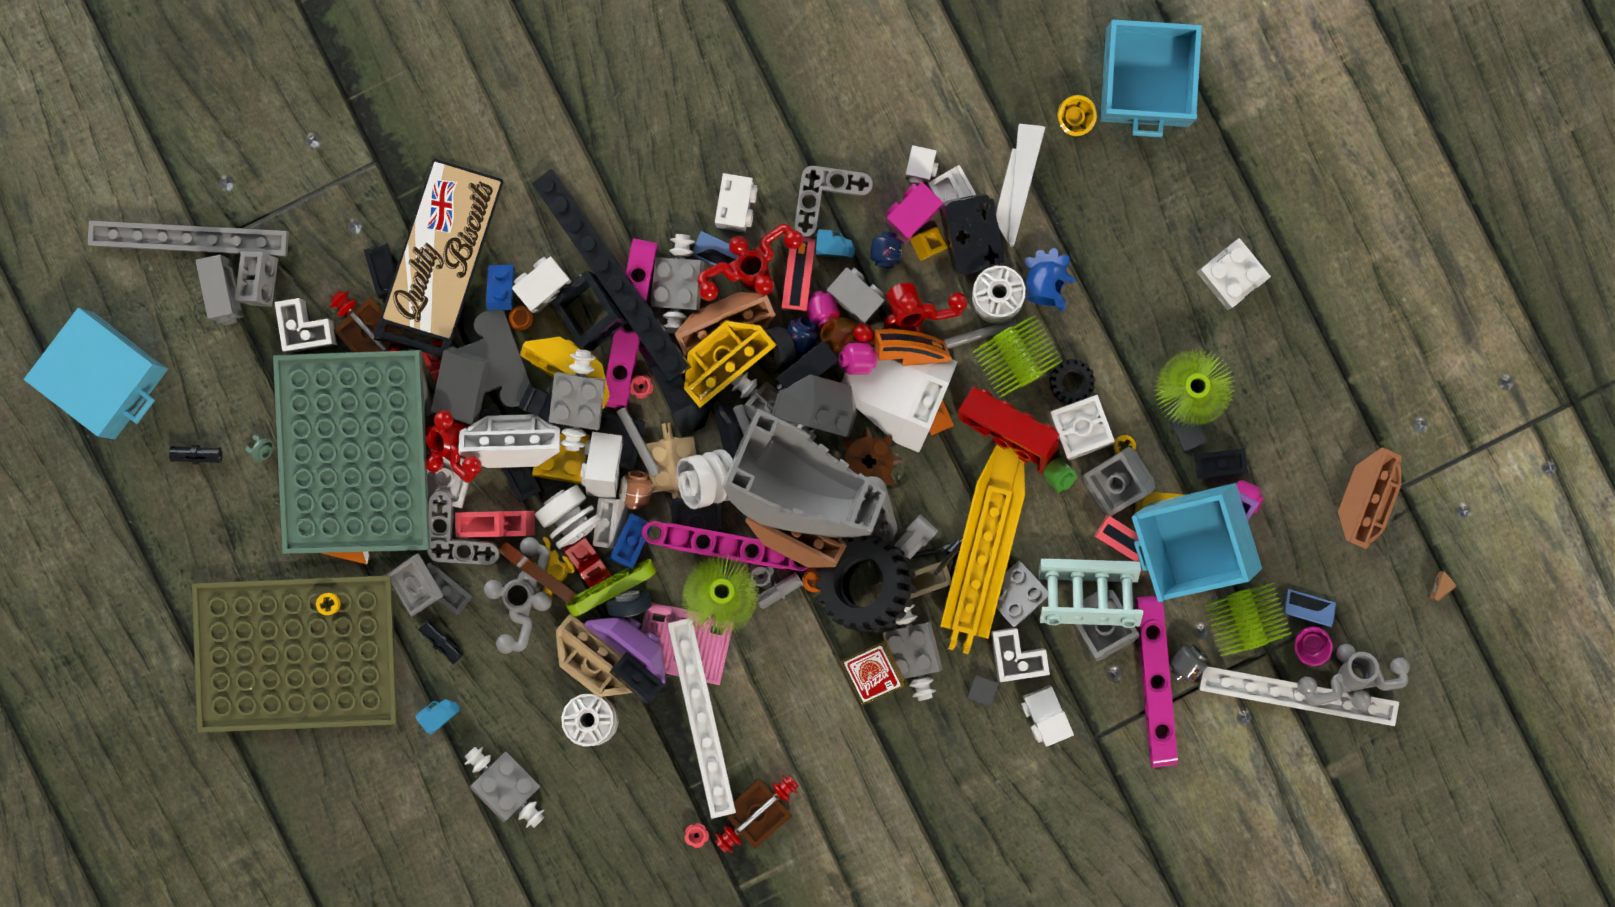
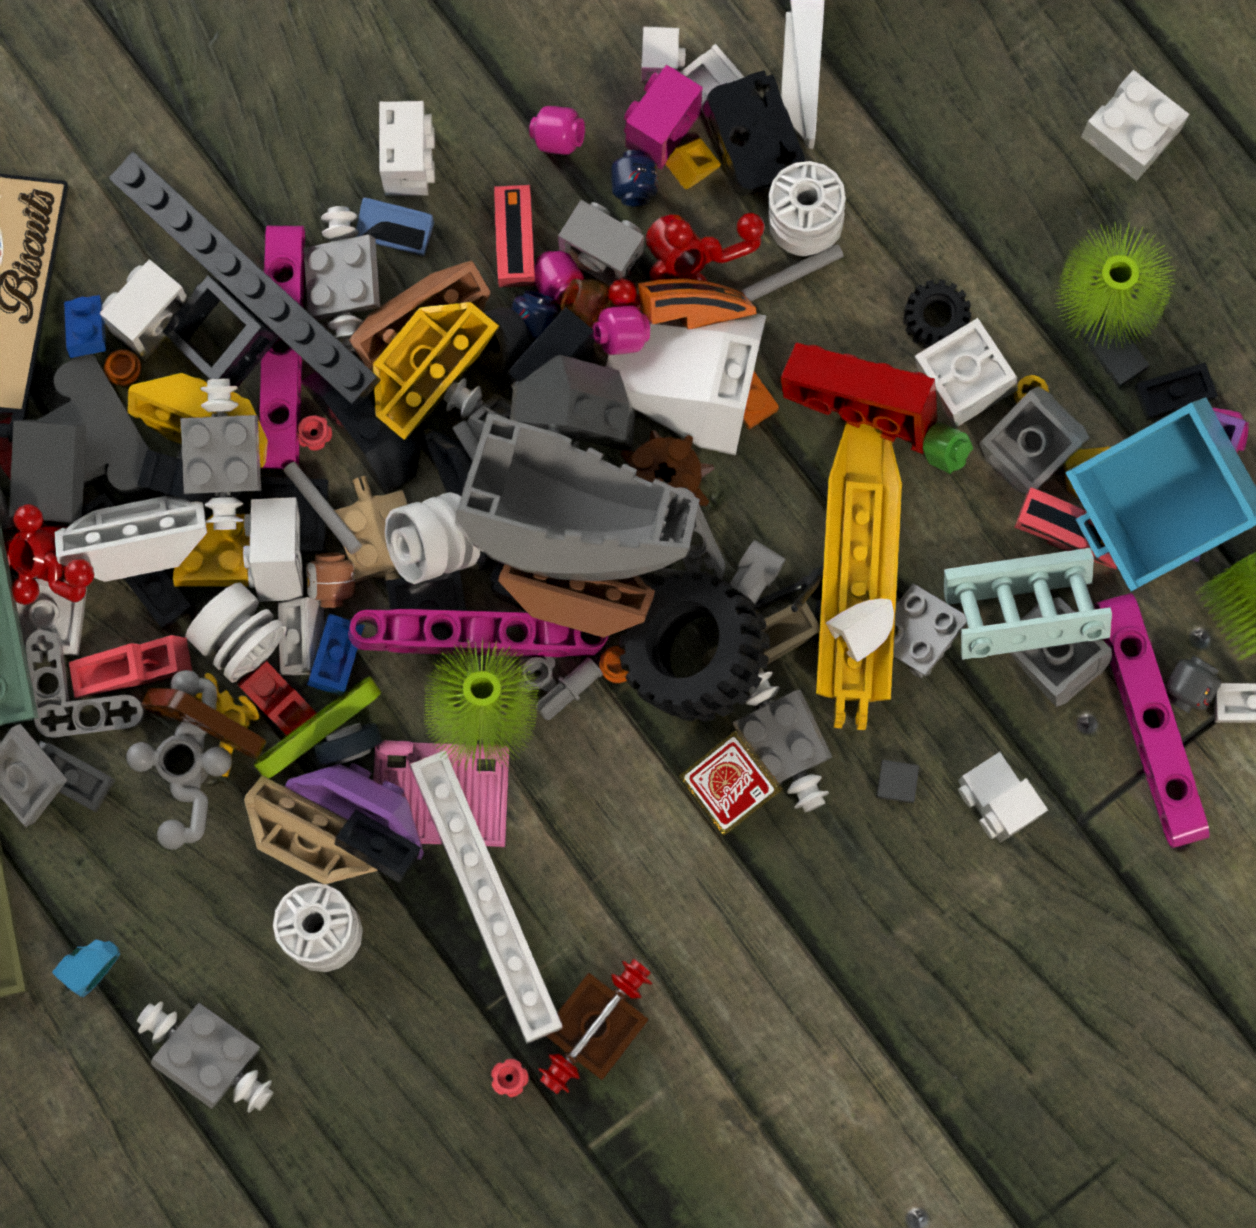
camera: 10 degrees left, 10 degrees down
(441, 641) = (76, 856): black pin -> none
(760, 255) = (438, 223): red wheel -> none
(824, 184) = (527, 108): light grey beam -> none
(833, 245) = (557, 187): dark azure rock -> none
(840, 205) = (557, 130): none -> dark pink head
(979, 588) = (863, 626): none -> white brick
(1014, 663) = (936, 728): white brick -> none
(1017, 355) = (855, 288): lime piece -> none
(1047, 278) = (871, 178): blue piece -> none

